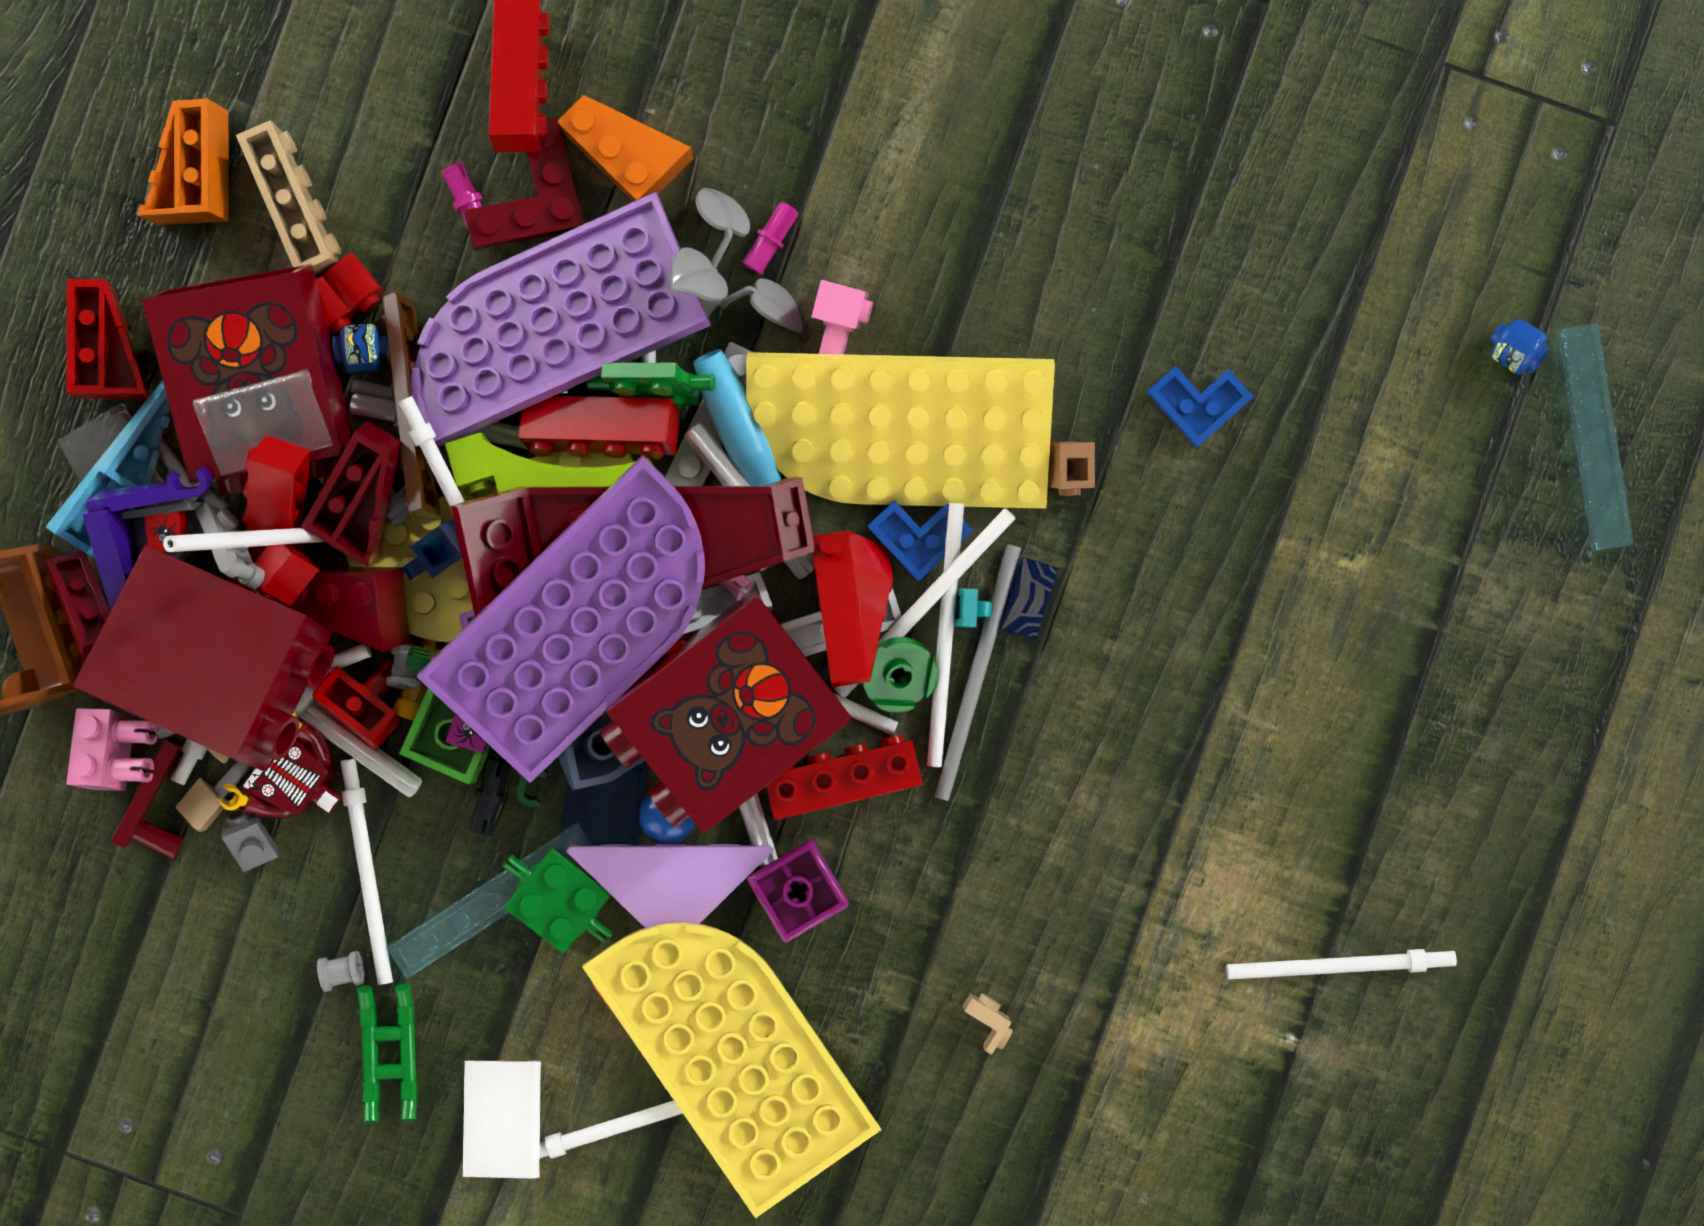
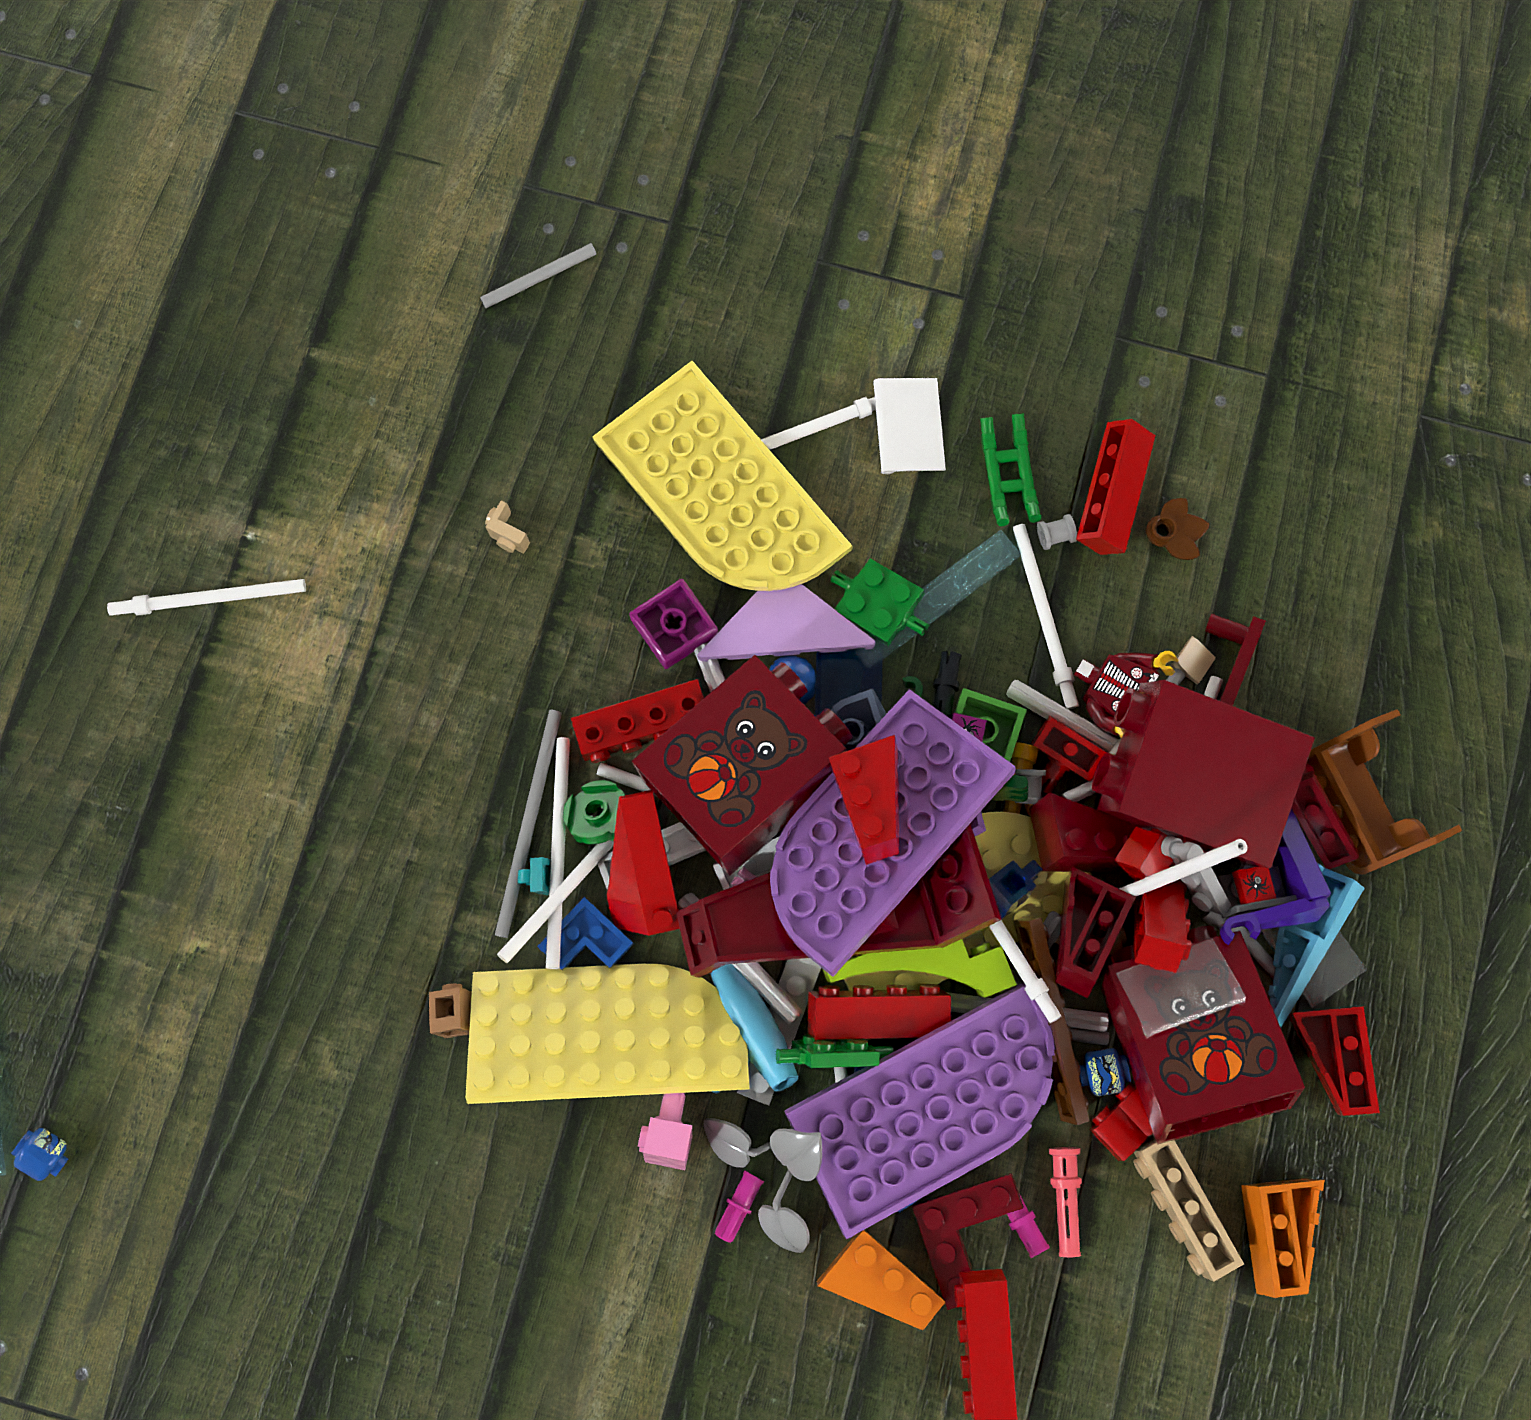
camera: 175 degrees right, 10 degrees down
(103, 750) = (1283, 691): bright pink brick -> none
(195, 964) = (1181, 530): none -> reddish brown plate
(248, 839) = (1149, 632): dark grey bracket -> none
(263, 1020) = (1116, 487): none -> red brick
(417, 238) = (1068, 1245): none -> coral pin
(584, 656) = (870, 795): none -> red wedge
(1029, 598) = (485, 890): tile -> none
(1196, 413) = (332, 1070): blue plate -> none

